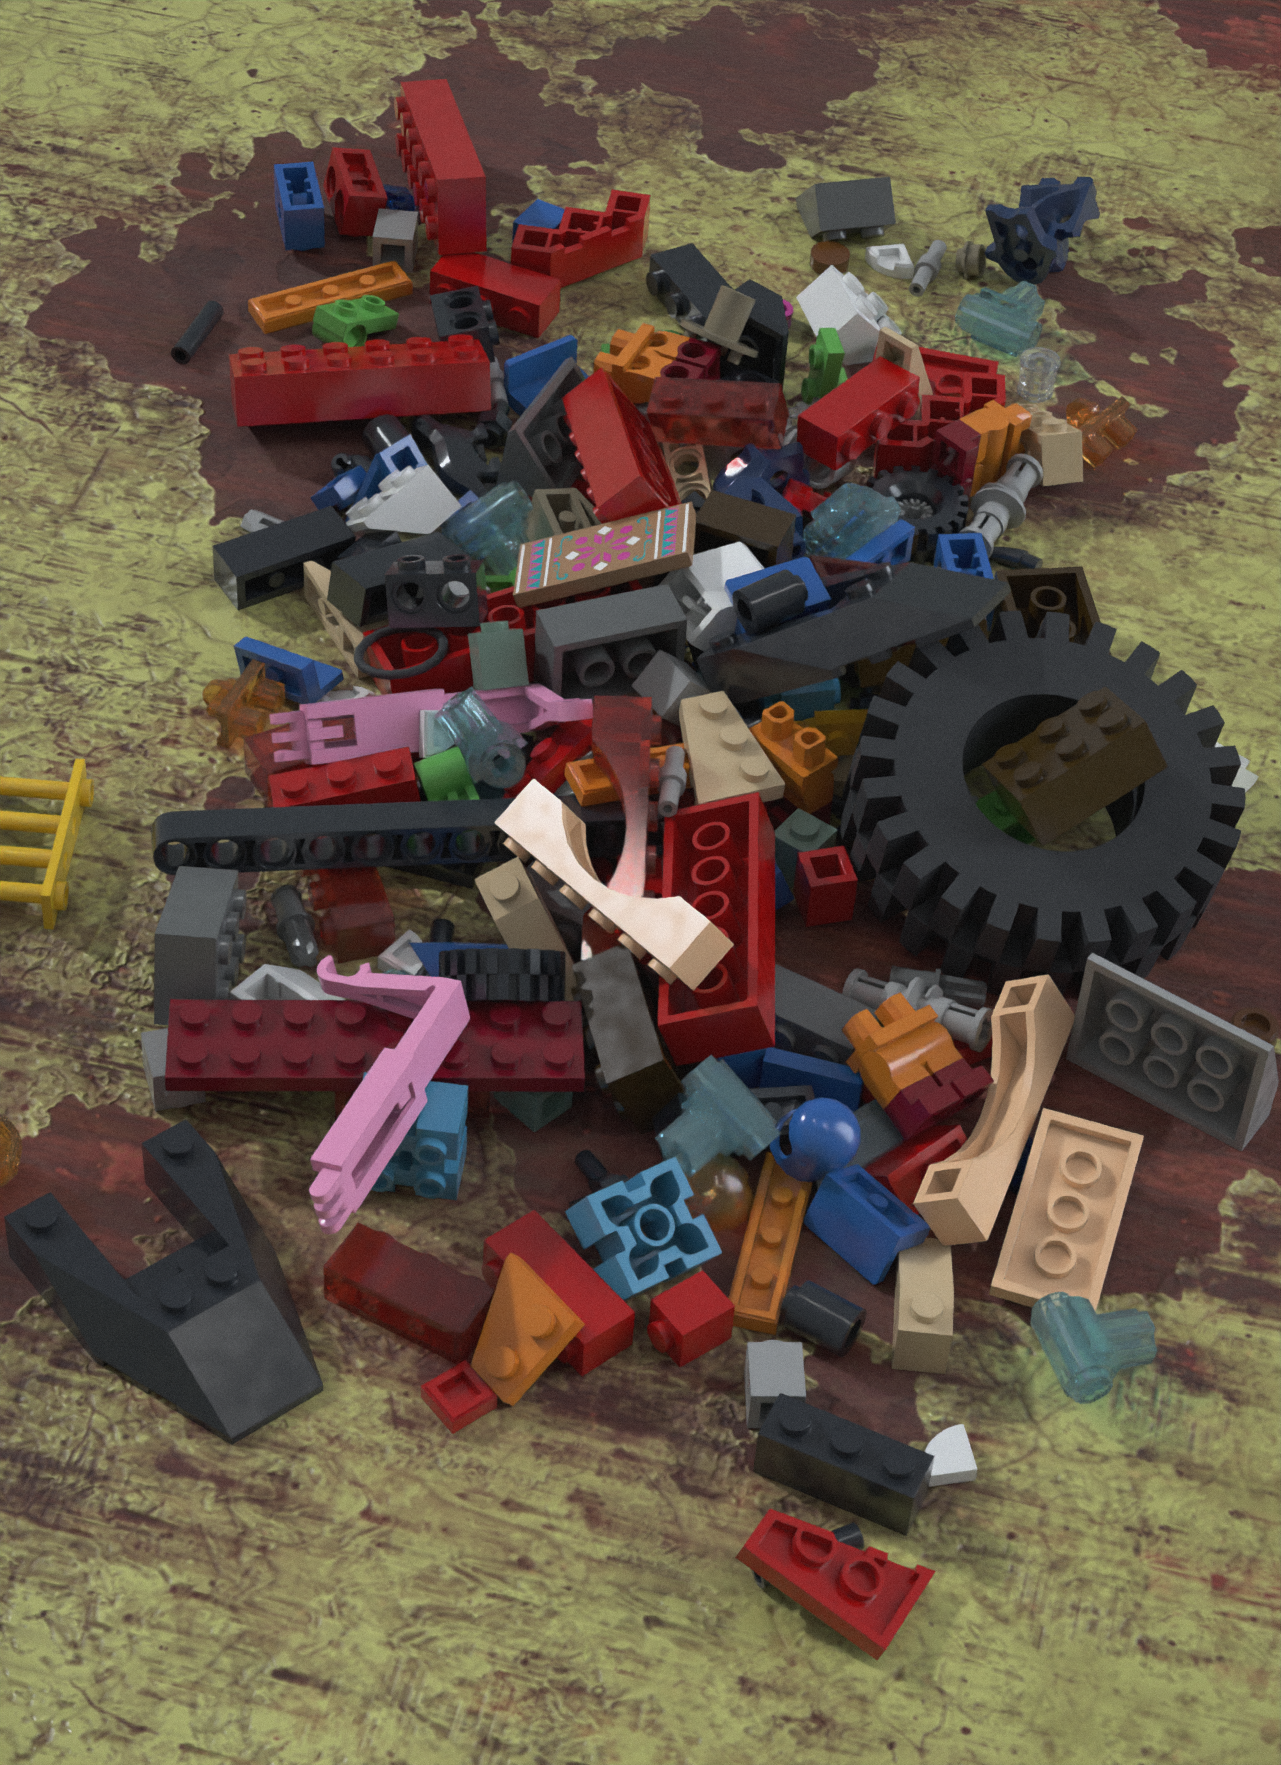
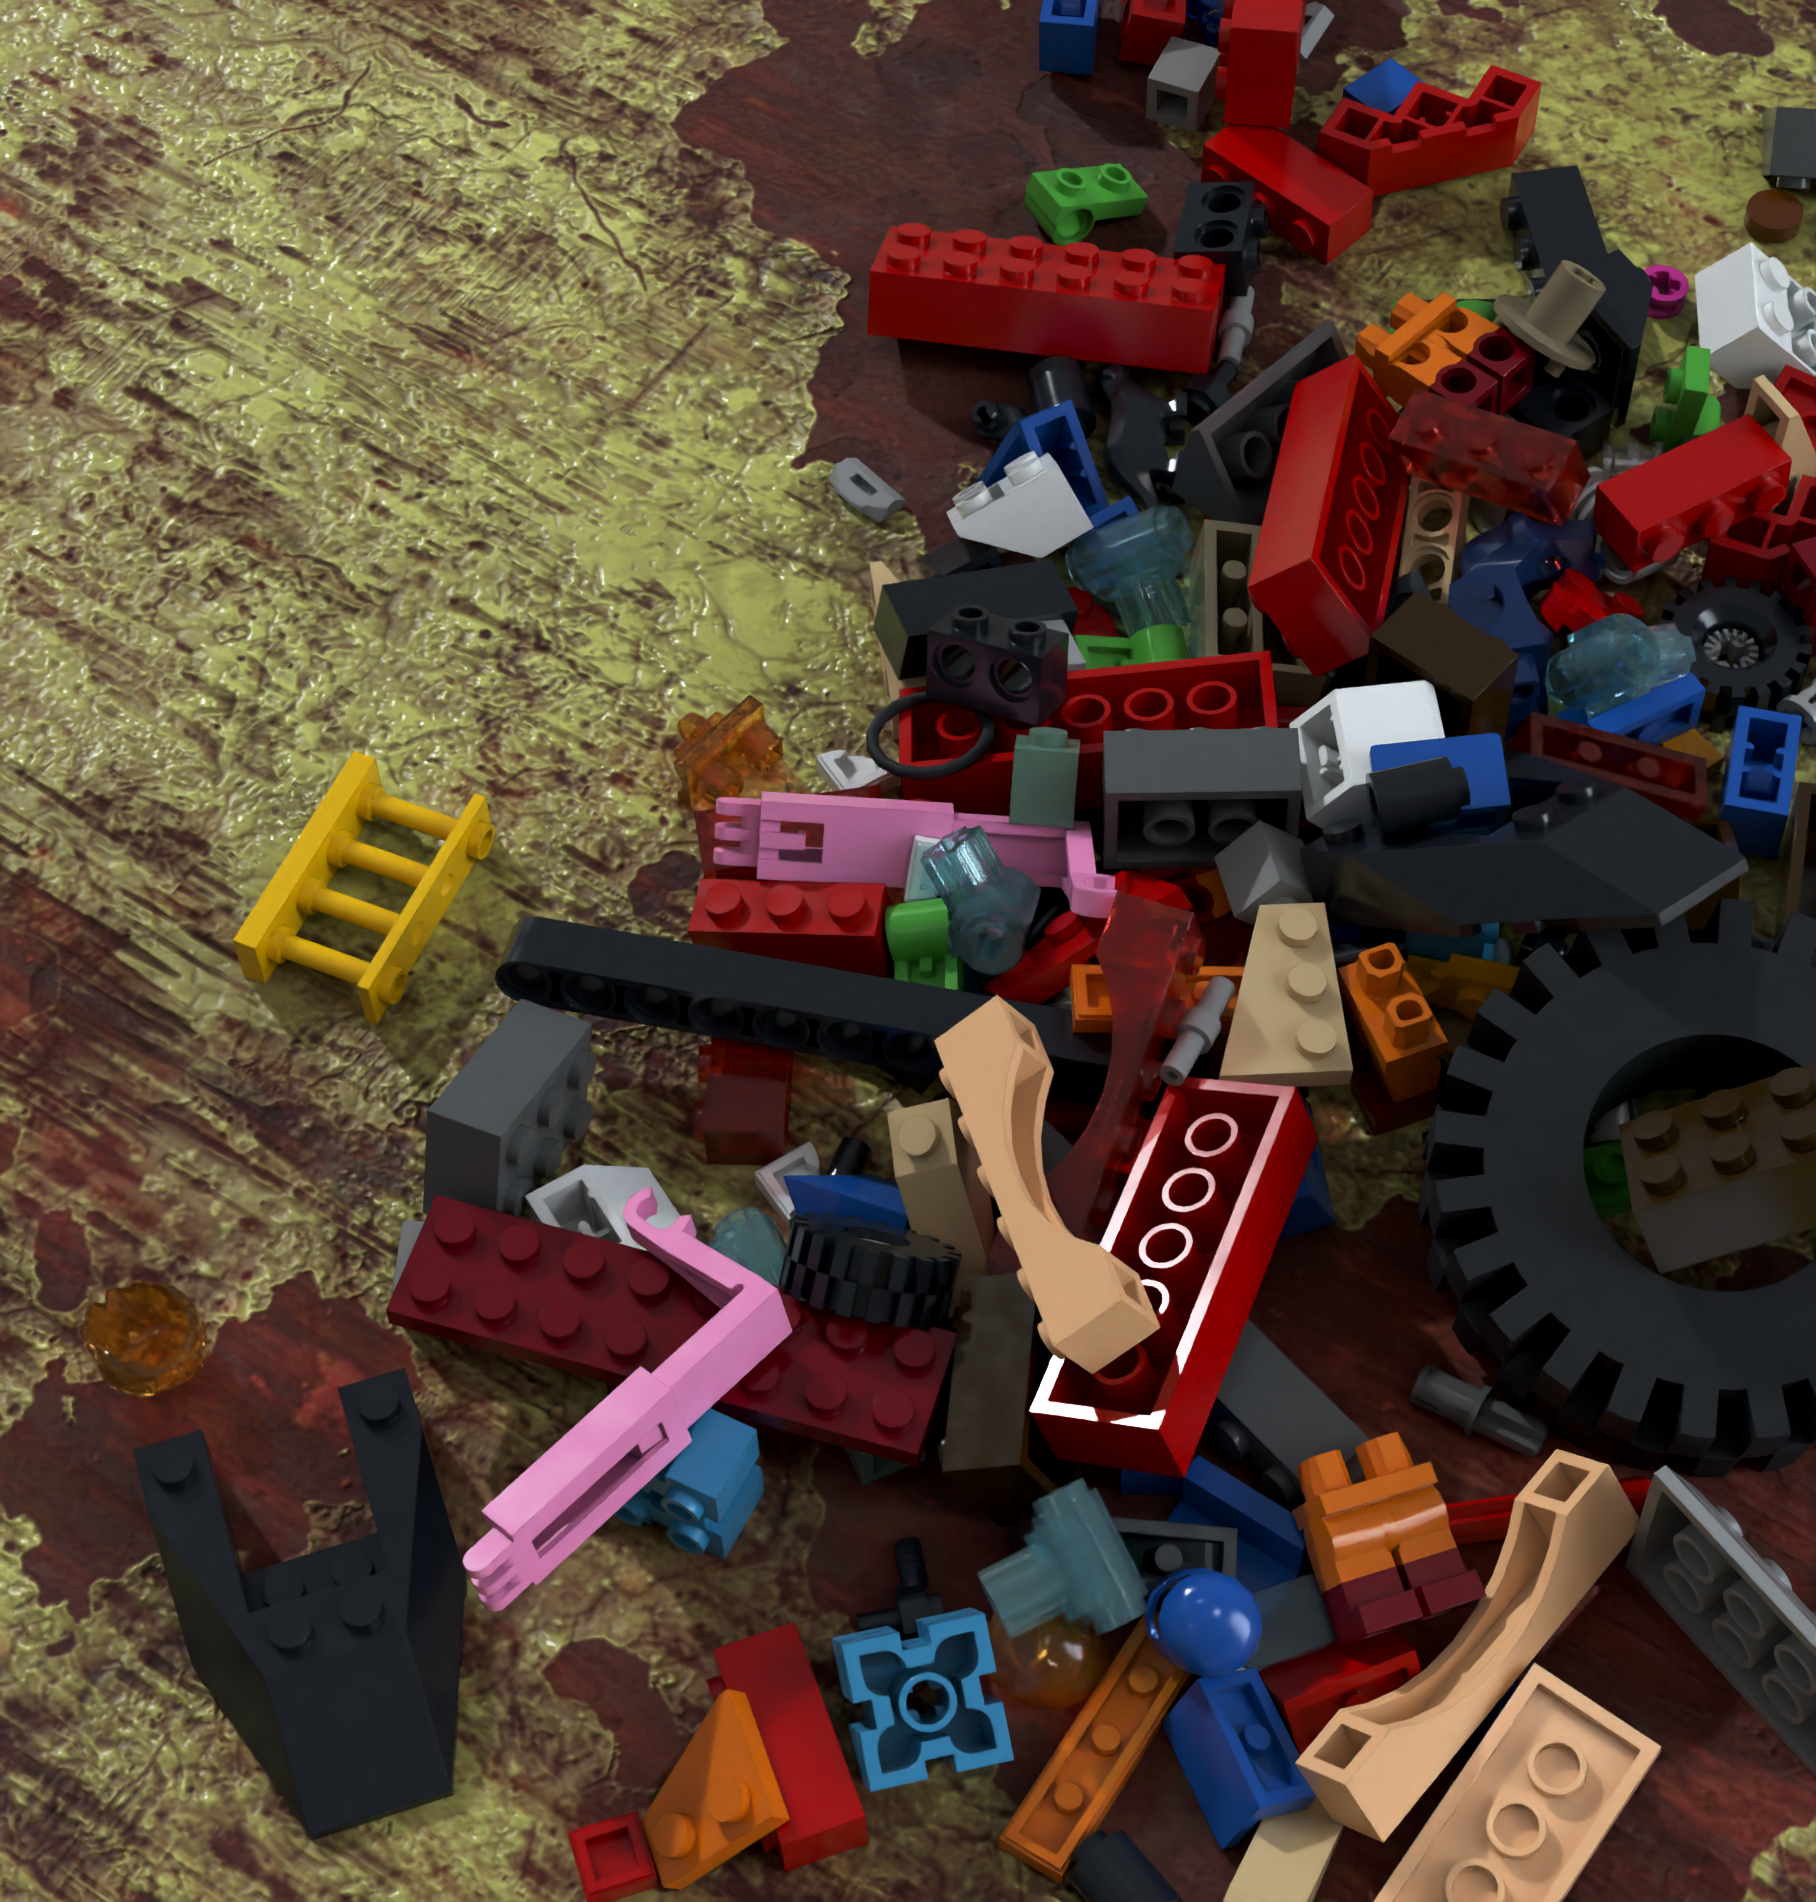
camera: 25 degrees right, 10 degrees up
(197, 332) = (879, 175): black piece -> none
(273, 558) = (830, 543): black brick -> none
(295, 926) = (666, 1100): dark grey axle -> none
(299, 303) = (1013, 157): orange tile -> none
(303, 677) = (803, 715): blue panel -> none
(340, 490) = (968, 454): blue plate -> none
(408, 1293) = (600, 1689): clear red brick -> none
(531, 371) = (1282, 323): blue panel -> none
(605, 555) = (1240, 657): medium nougat tile -> none
(690, 1319) = (944, 1838): red brick -> none
(800, 834) = (1369, 1154): sand green brick -> none
(825, 886) = (1376, 1220): red brick -> none
(961, 1022) = (1432, 1437): light grey piece -> none

